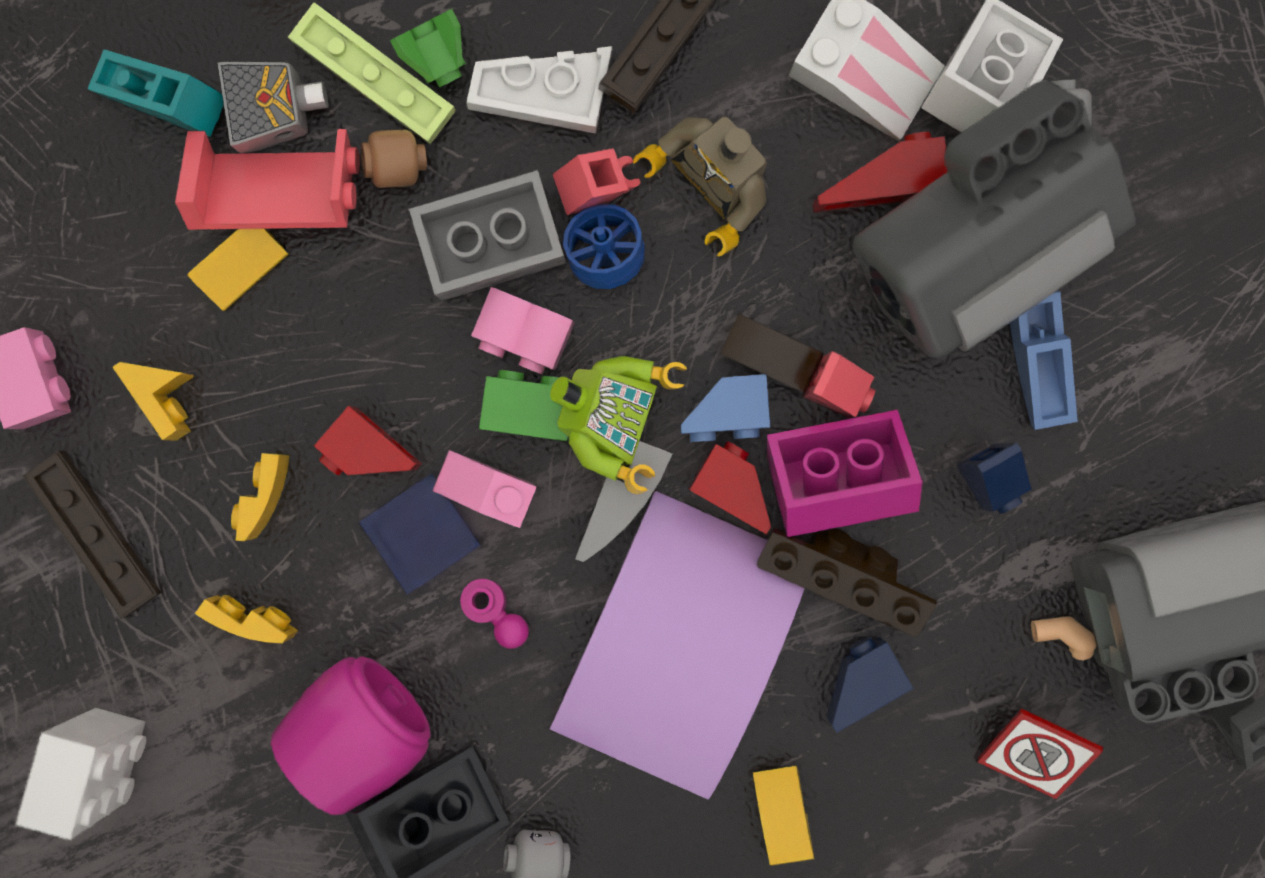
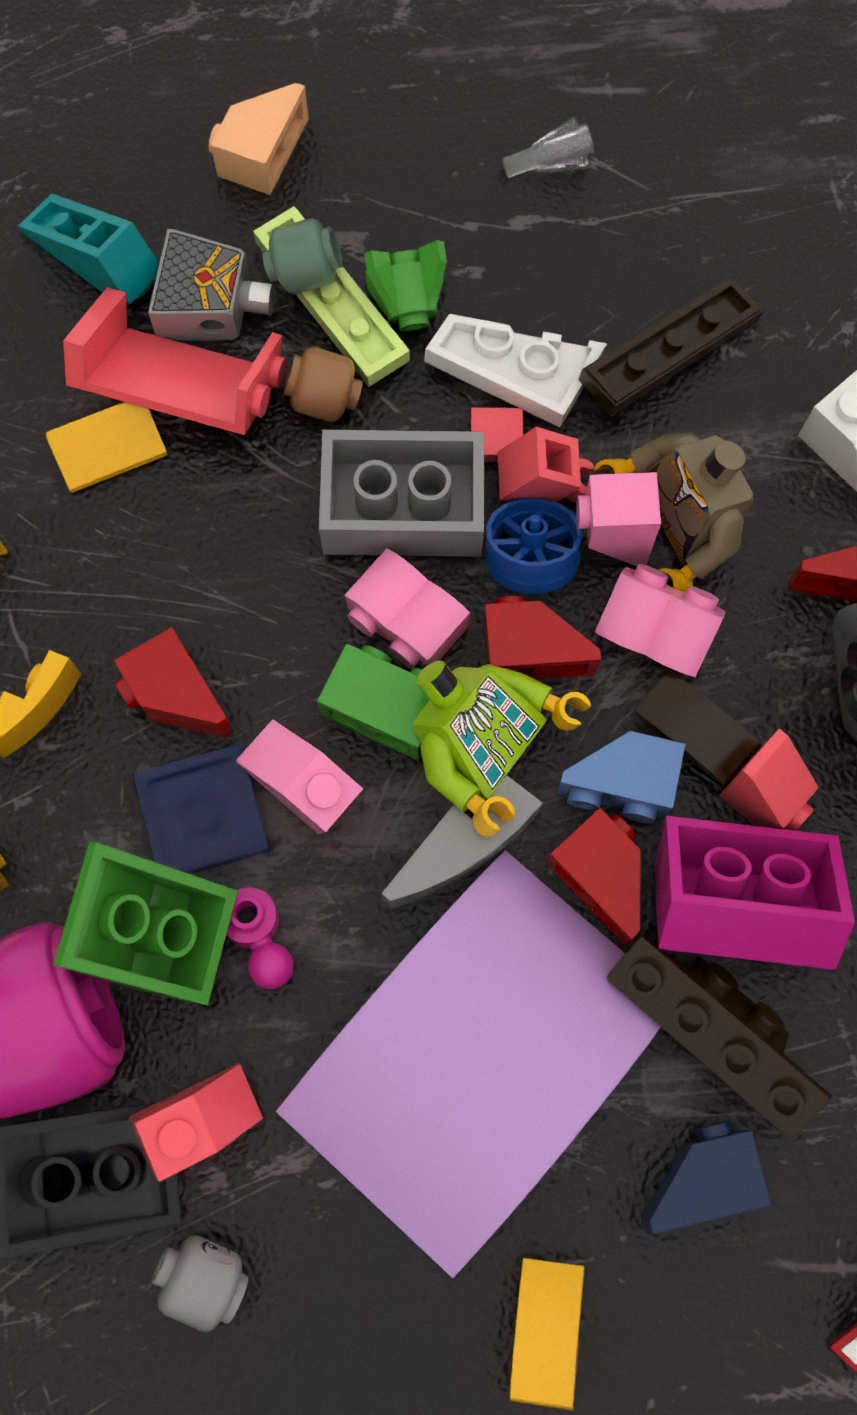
camera: 15 degrees right, 15 degrees down
(339, 54) = (302, 256): none -> sand green head
(415, 641) = (145, 926): none -> bright green slope
(497, 757) = (196, 1122): none -> coral slope
(545, 152) = (499, 426): none -> coral tile
(627, 324) = (536, 641): none -> red slope
(665, 206) = (621, 515): none -> bright pink slope
(721, 278) = (661, 620): none -> bright pink brick

